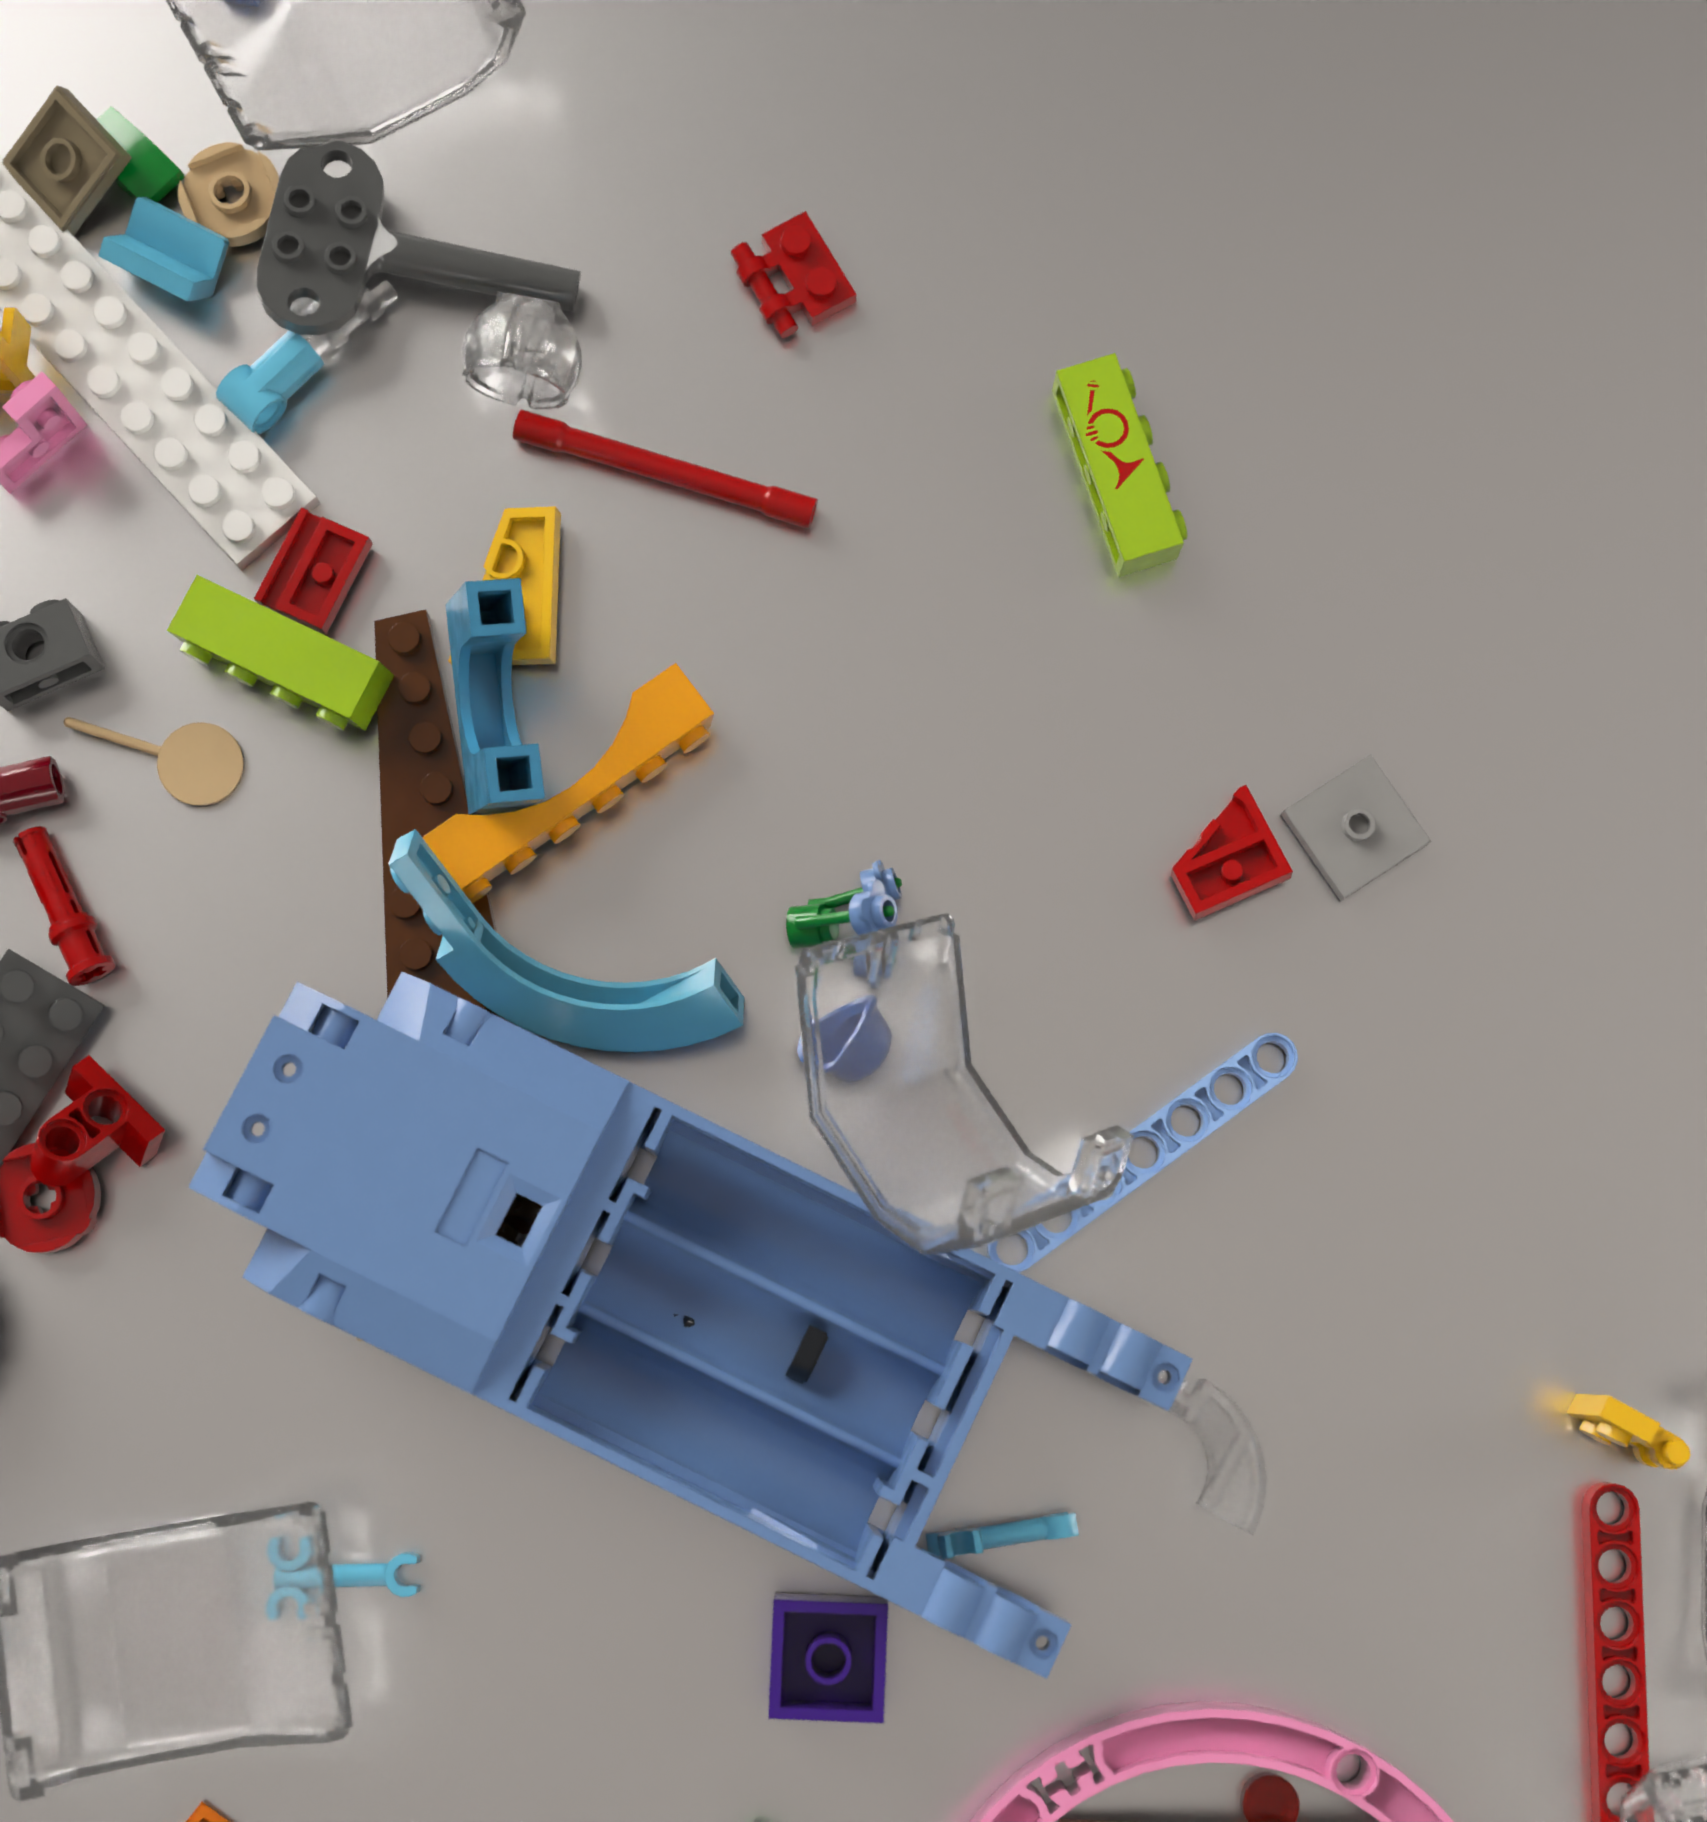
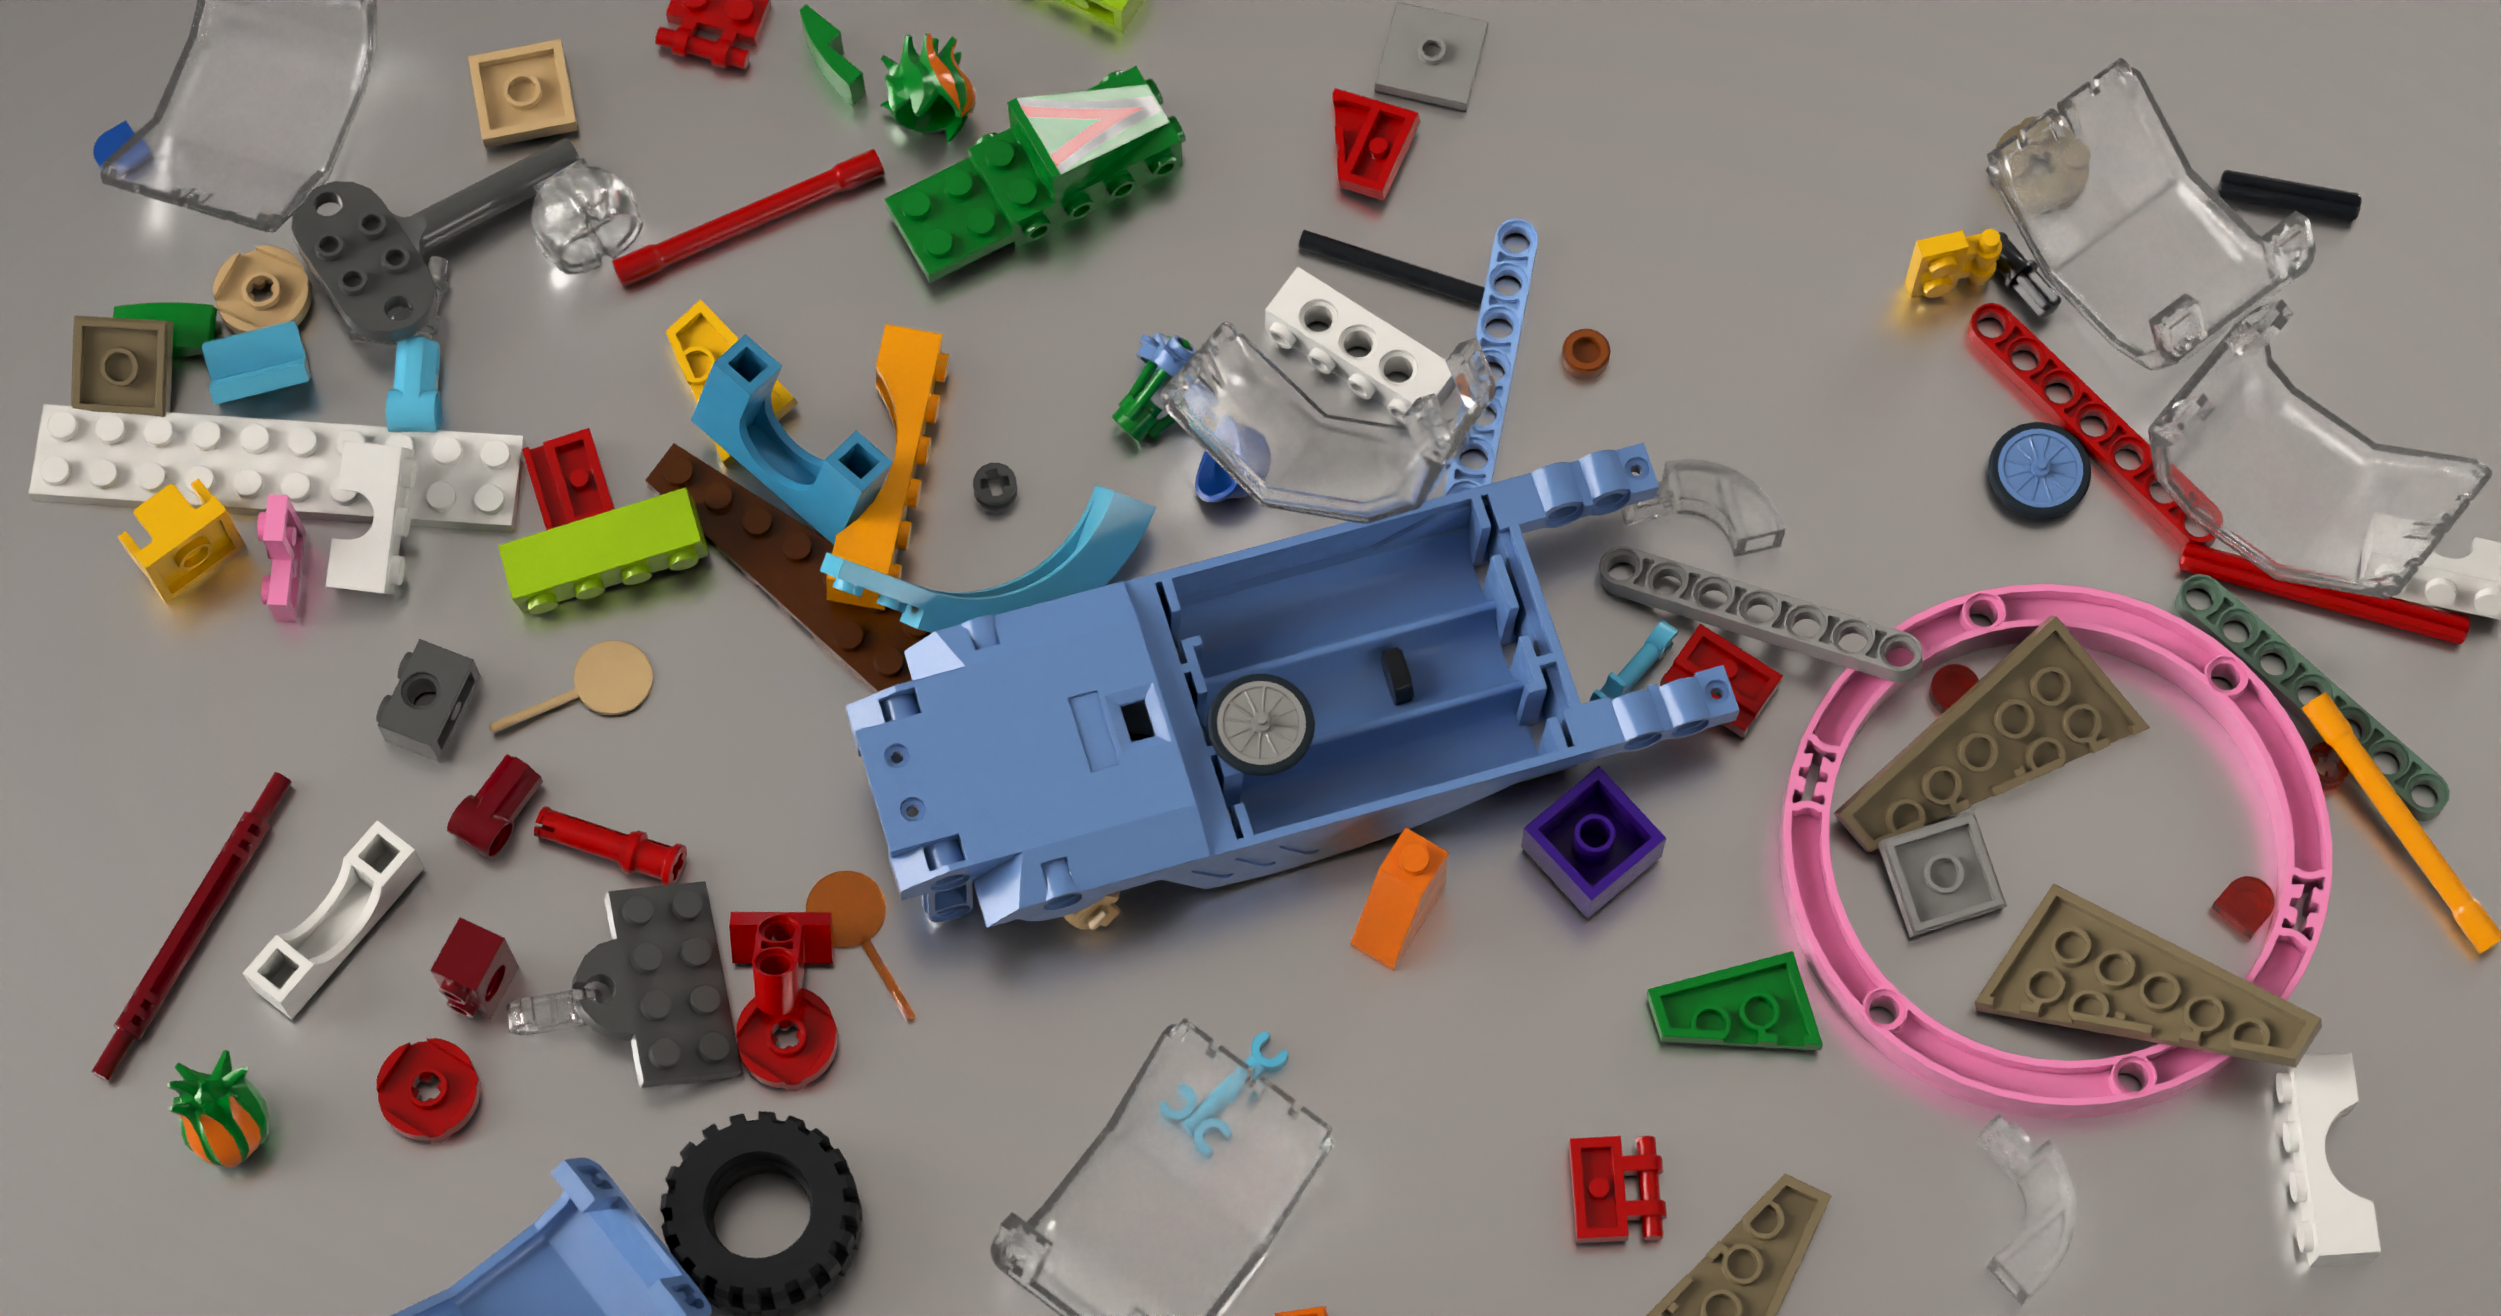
camera: 40 degrees left, 10 degrees down
(156, 437) = (383, 478): none -> white arch
(188, 1123) = (856, 917): none -> clear orange piece
(585, 203) = (522, 93): none -> tan plate
(618, 1319) = (1261, 724): none -> light grey wheel
(621, 1558) = (1401, 898): none -> orange slope
(660, 875) = (1005, 477): none -> dark grey bush
(858, 380) = (827, 51): none -> green slope
(906, 487) = (930, 89): none -> green hair
(929, 641) = (1041, 173): none -> green wedge
(1045, 951) = (1309, 300): none -> white brick
(1082, 1592) = (1749, 678): none -> red plate
(1147, 984) = (1391, 267): none -> black bar
(1162, 1619) = (1776, 630): none -> light grey beam
(1238, 1209) = (1585, 354): none -> dark orange tile
(1530, 1678) = (2039, 470): none -> medium blue wheel
(1682, 1496) = (2025, 279): none -> black axle

